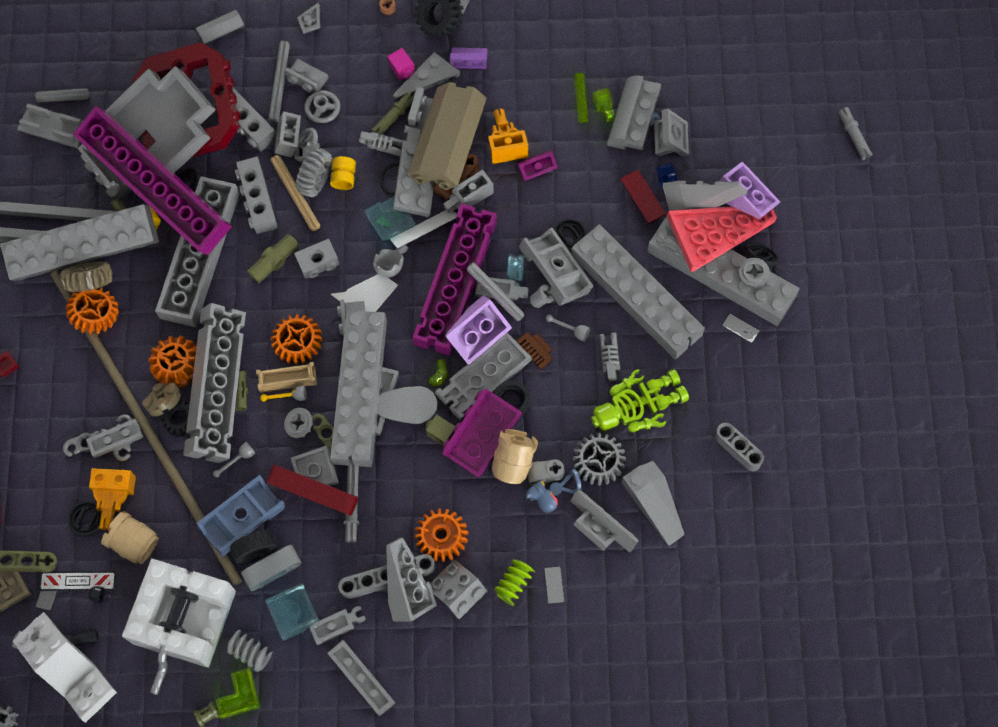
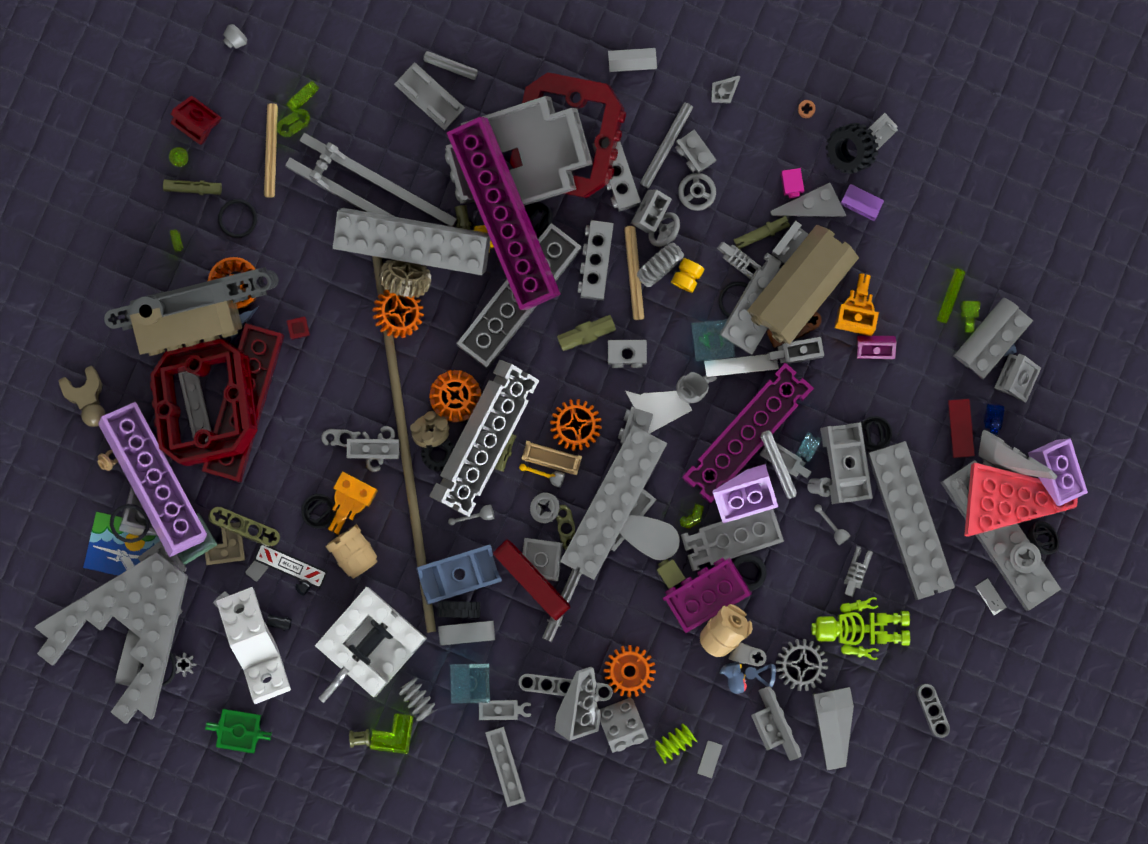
camera: 20 degrees right, 15 degrees up
(540, 347) = (797, 532): reddish brown piece -> none

